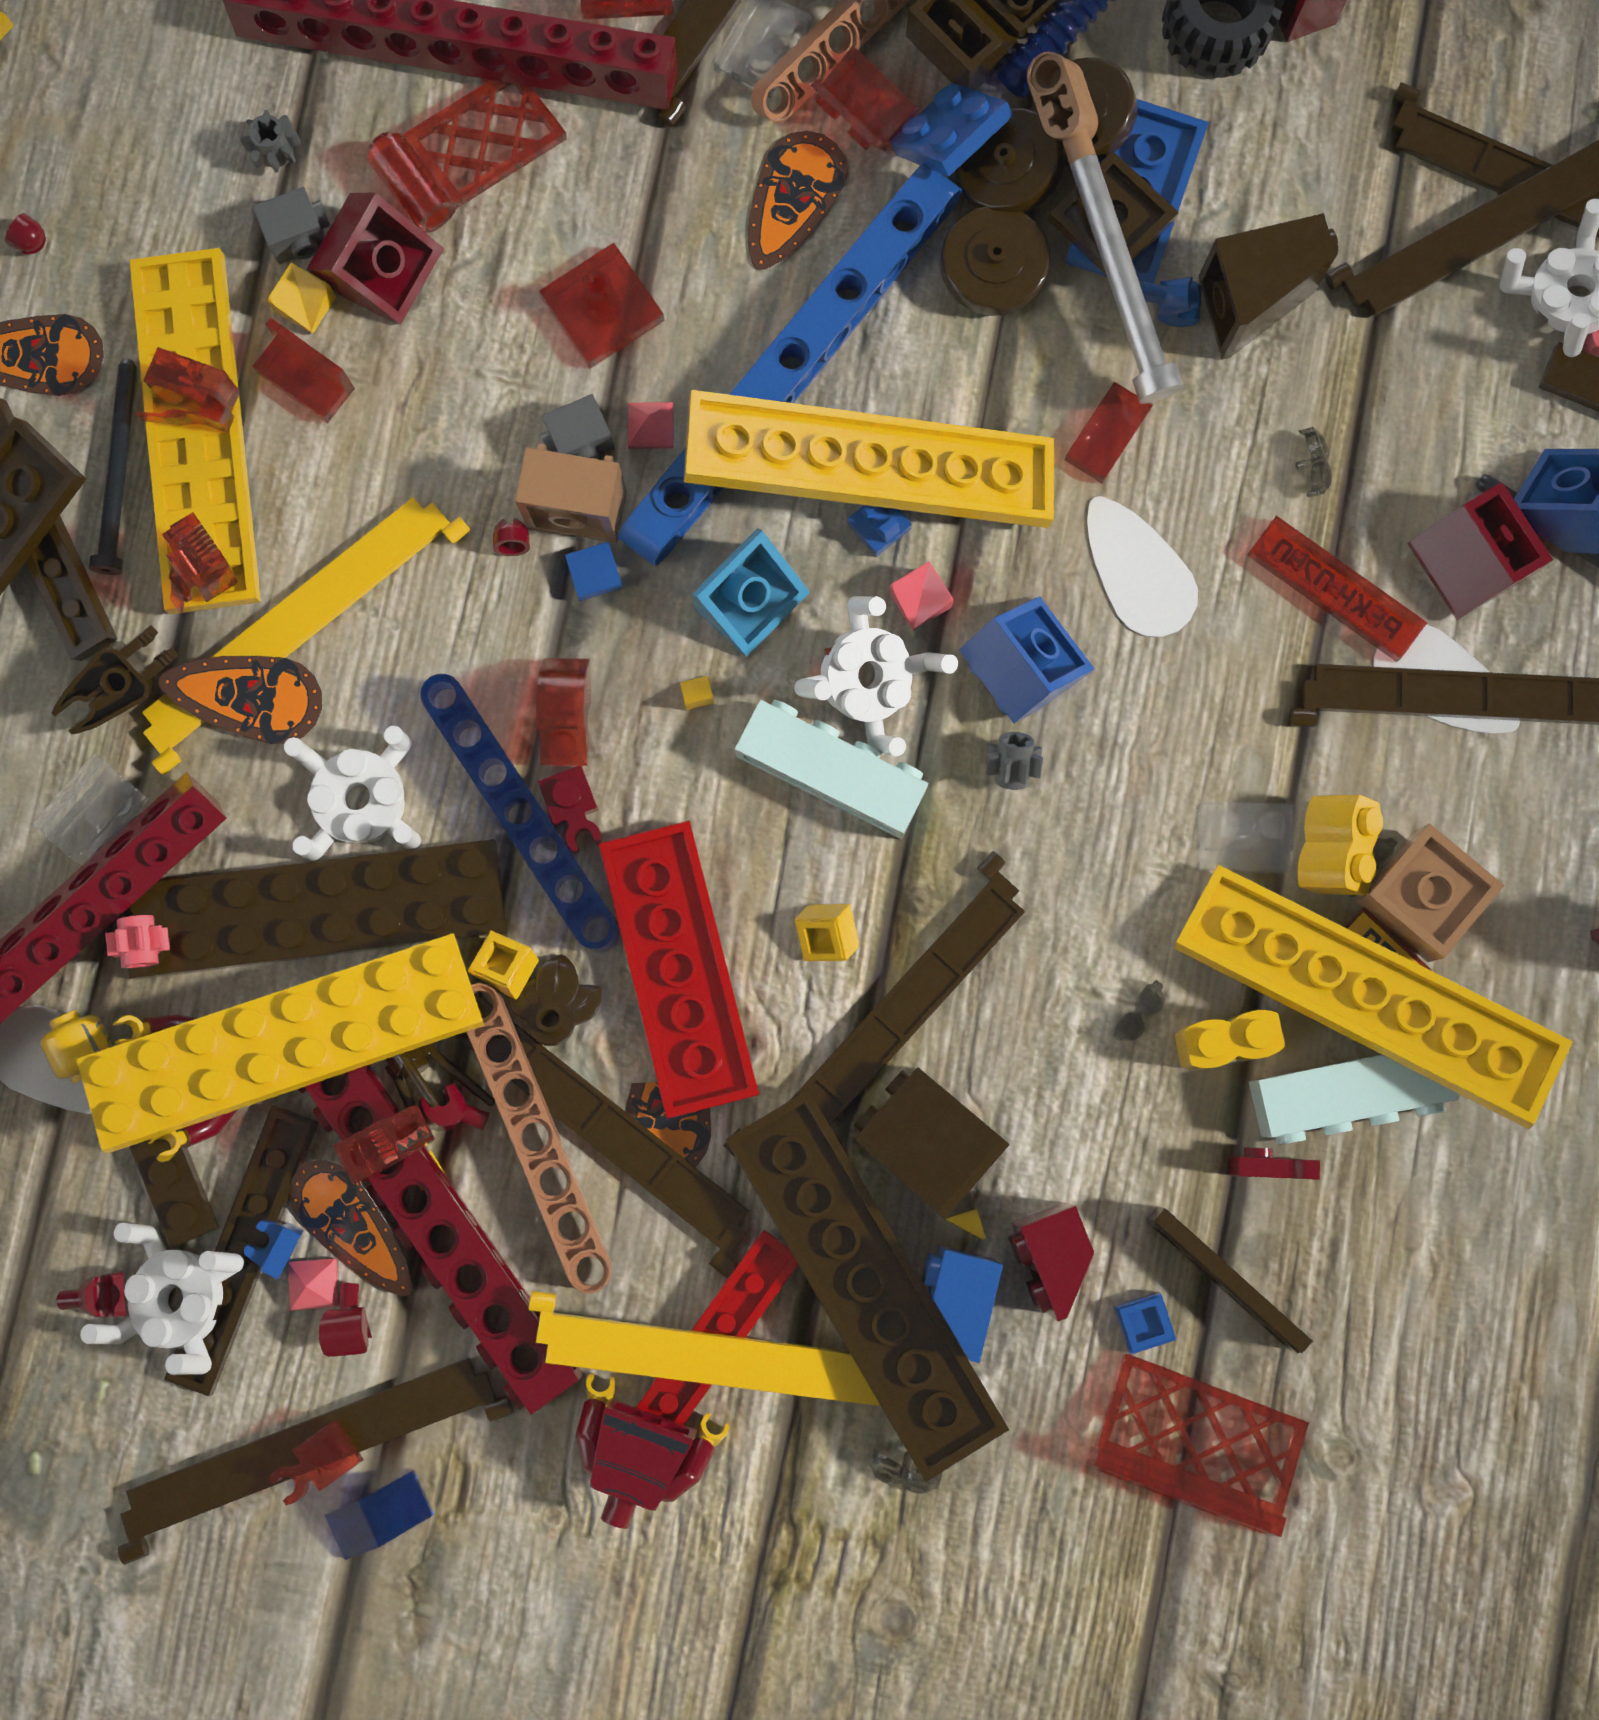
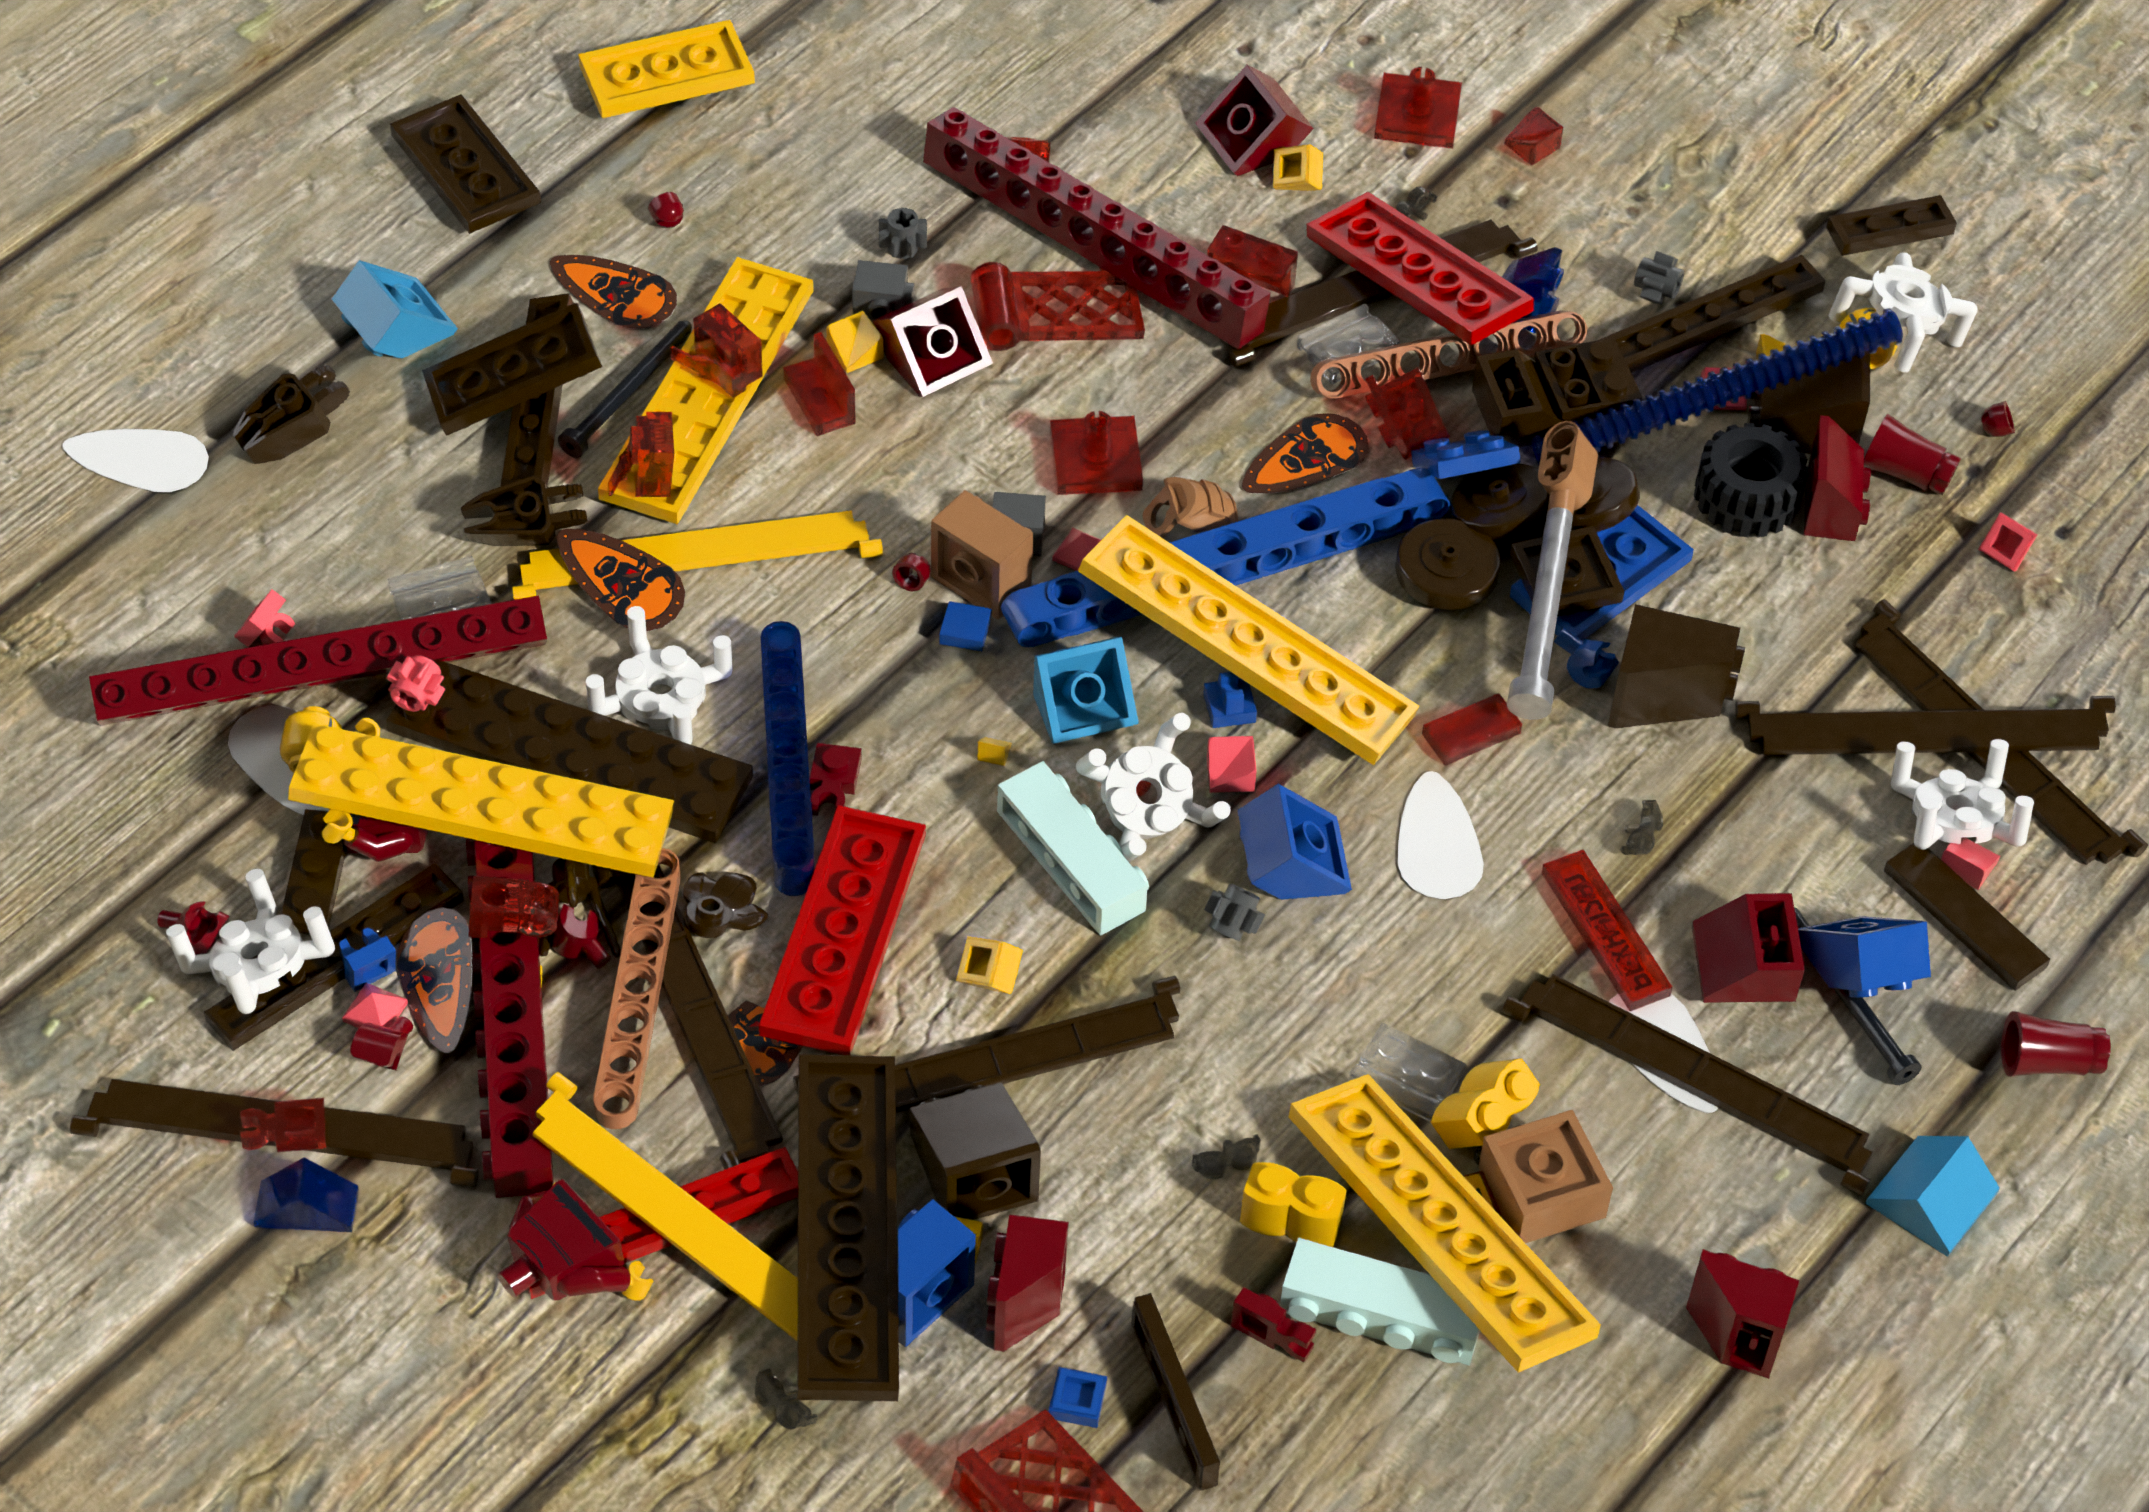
camera: 25 degrees right, 30 degrees down
(504, 964) = (700, 851): yellow slope -> none
(563, 711) = (872, 693): clear red brick -> none
(736, 321) = (1192, 504): none -> medium nougat piece

